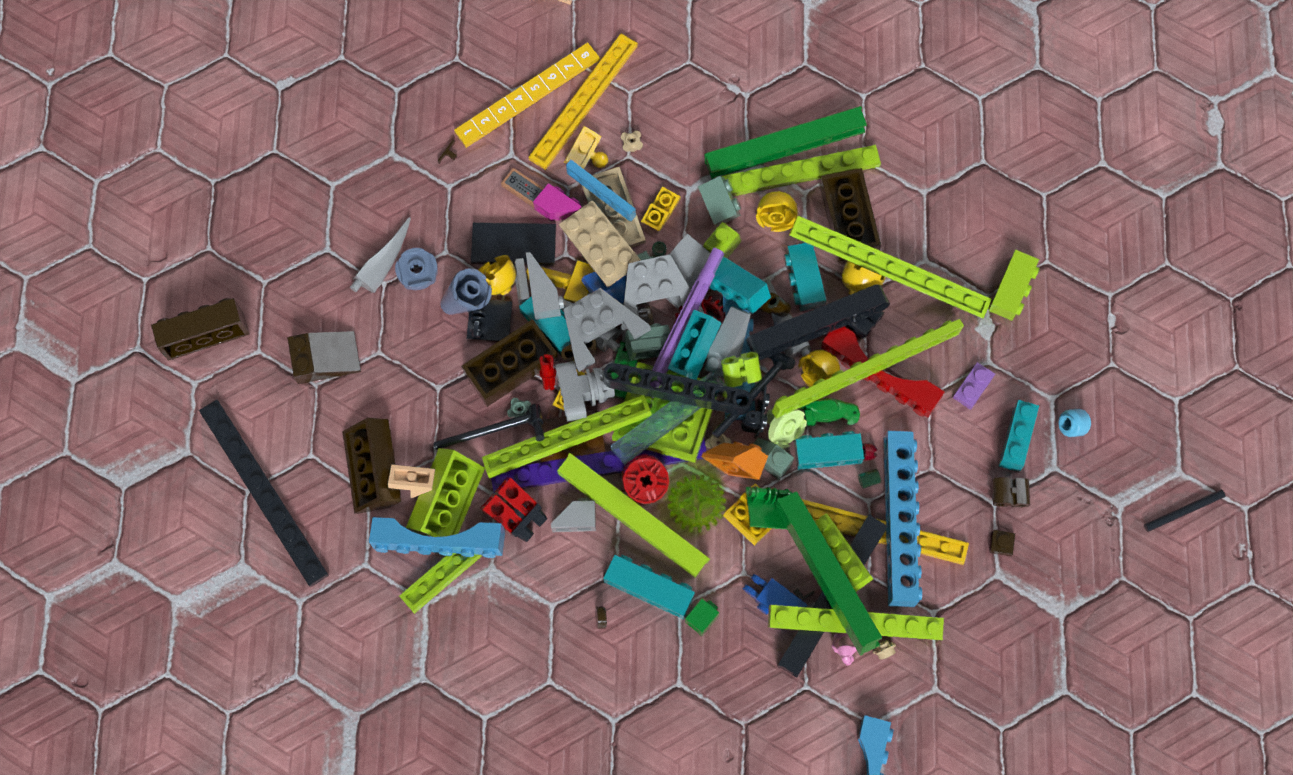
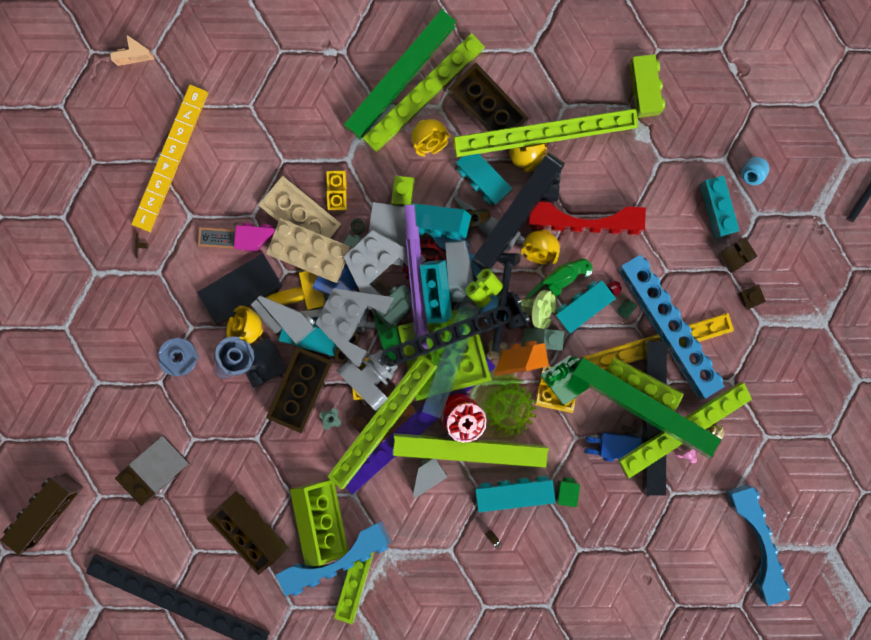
camera: 40 degrees left, 15 degrees up
(379, 265) = (146, 372): light grey piece -> none
(415, 479) = (285, 528): light nougat slope -> none
(519, 515) = (377, 501): red hips -> none
(533, 417) = (345, 420): black bar -> none
(547, 372) = (334, 379): red axle -> none
(583, 101) = (218, 136): yellow tile -> none
(584, 148) = (245, 178): yellow plate -> none
(601, 190) = (281, 206): dark azure tile -> none
(628, 146) = (278, 153): tan plate -> none
(719, 200) = (379, 156): sand green brick -> none
(862, 370) = (574, 232): lime plate -> none
(974, 386) = (661, 186): medium lavender plate -> none

